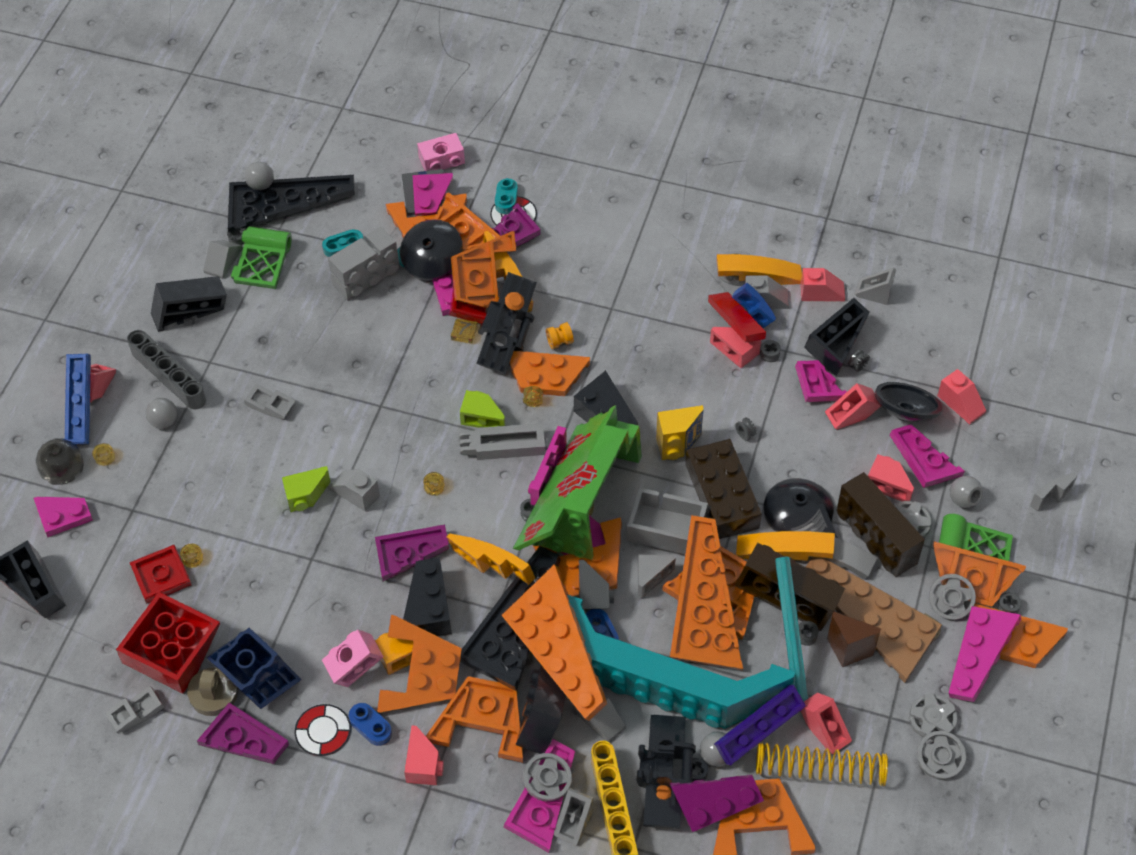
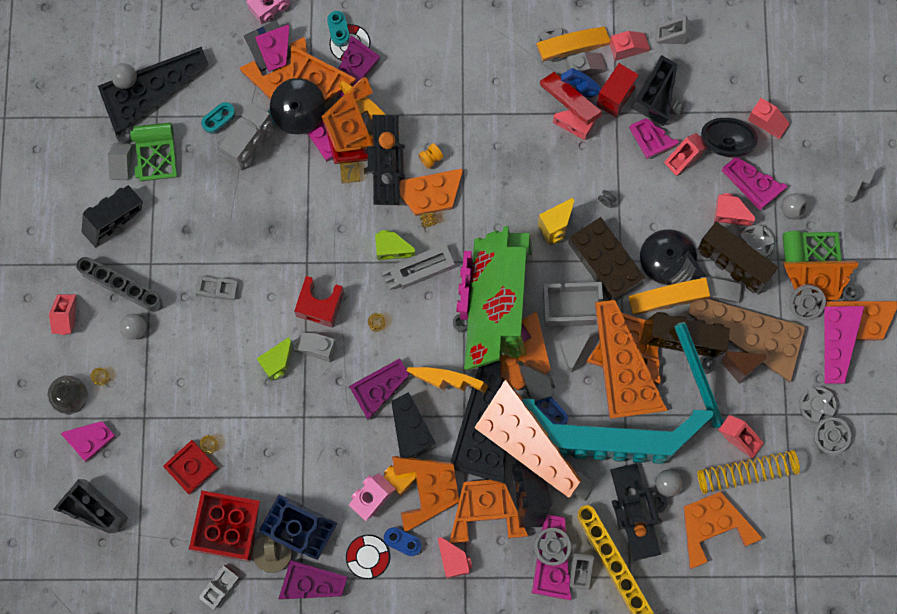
camera: 15 degrees left, 20 degrees up
(77, 398) = (61, 337): blue tile -> none
(372, 451) = (316, 310): none -> red piece
(599, 398) = (490, 214): black wedge -> none
(715, 799) = (678, 529): magenta wing -> none
(760, 725) = (697, 458): dark purple tile -> none
(768, 346) = (607, 123): dark grey bush -> none
(789, 321) = (617, 90): none -> red piece

